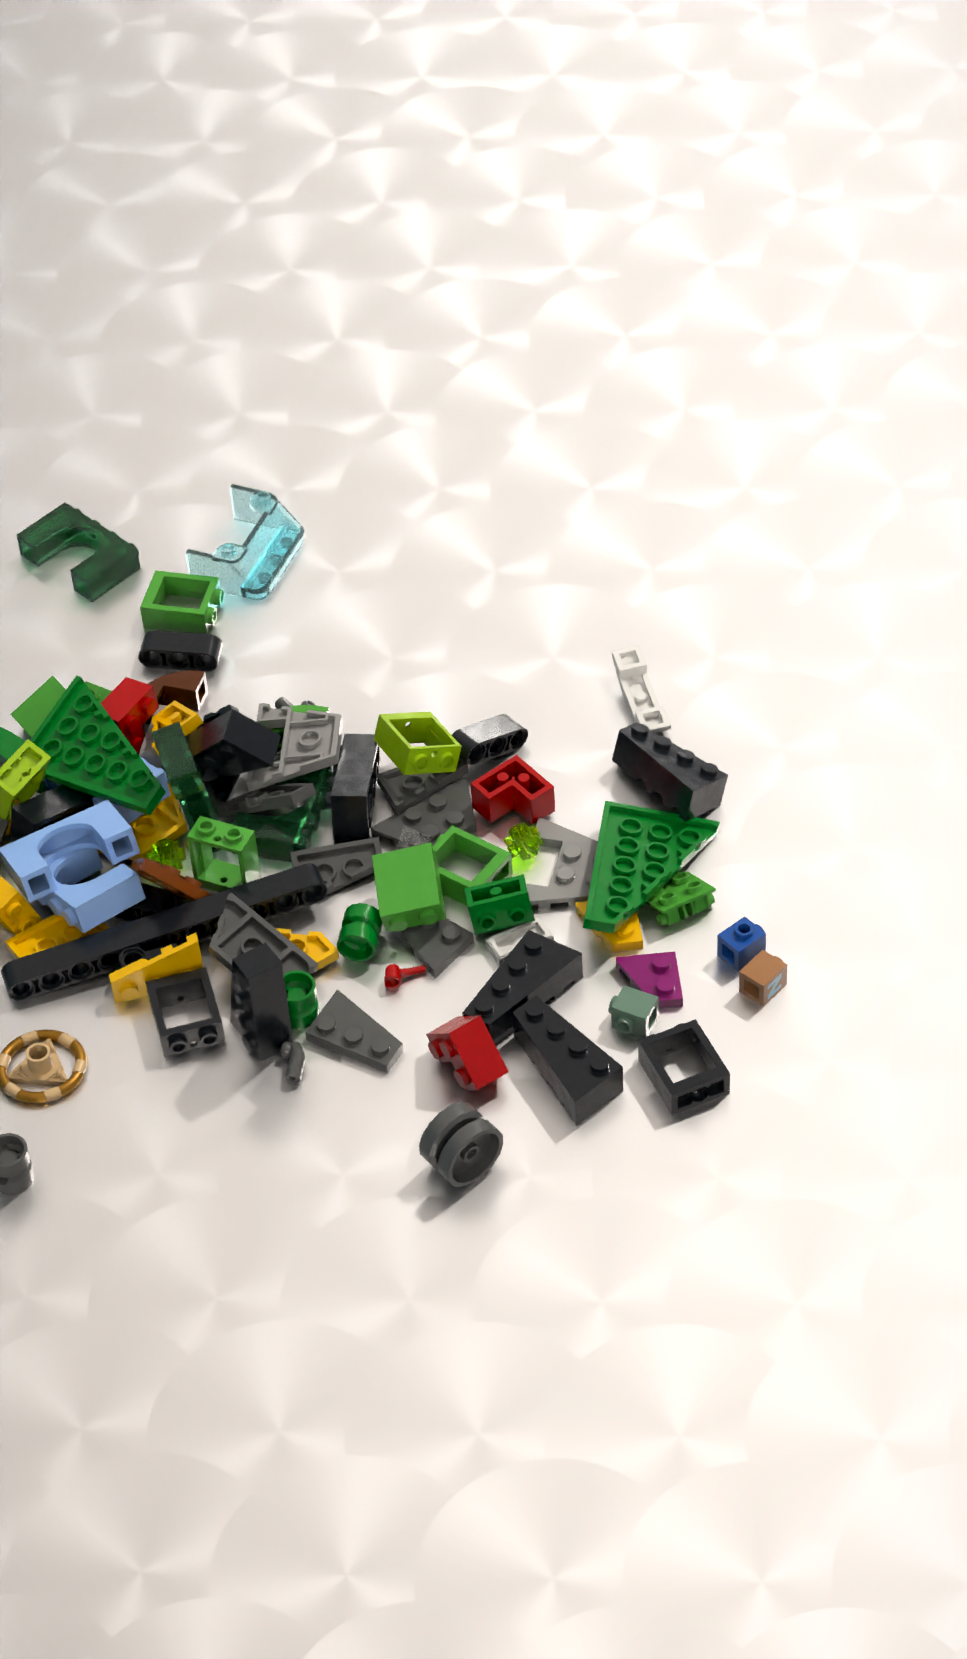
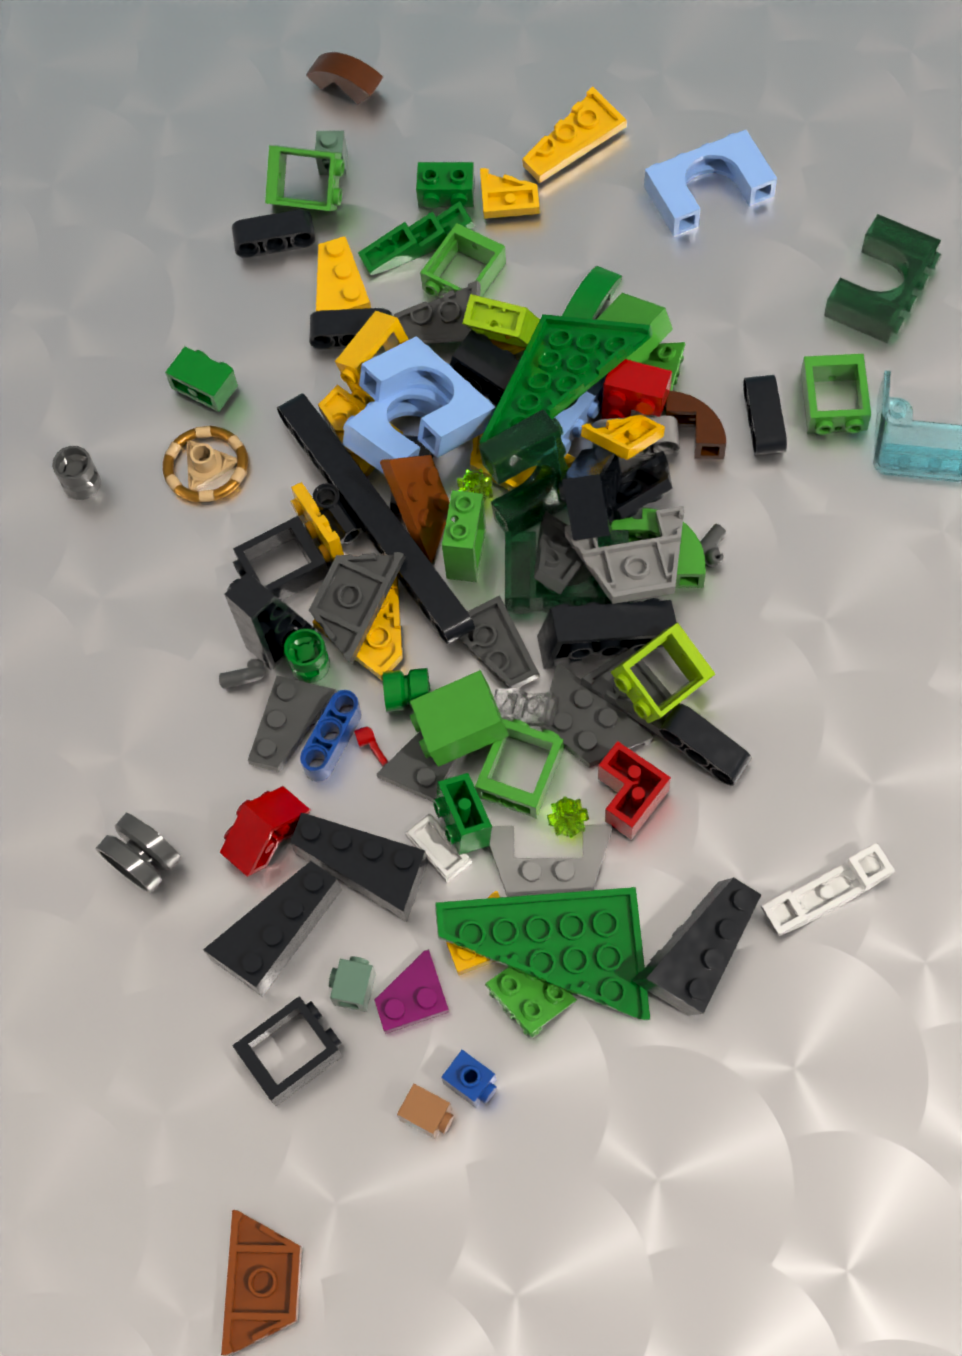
camera: 80 degrees right, 20 degrees up
(385, 996) = (331, 721): none -> blue beam
(887, 1114) = (260, 1284): none -> dark orange wing

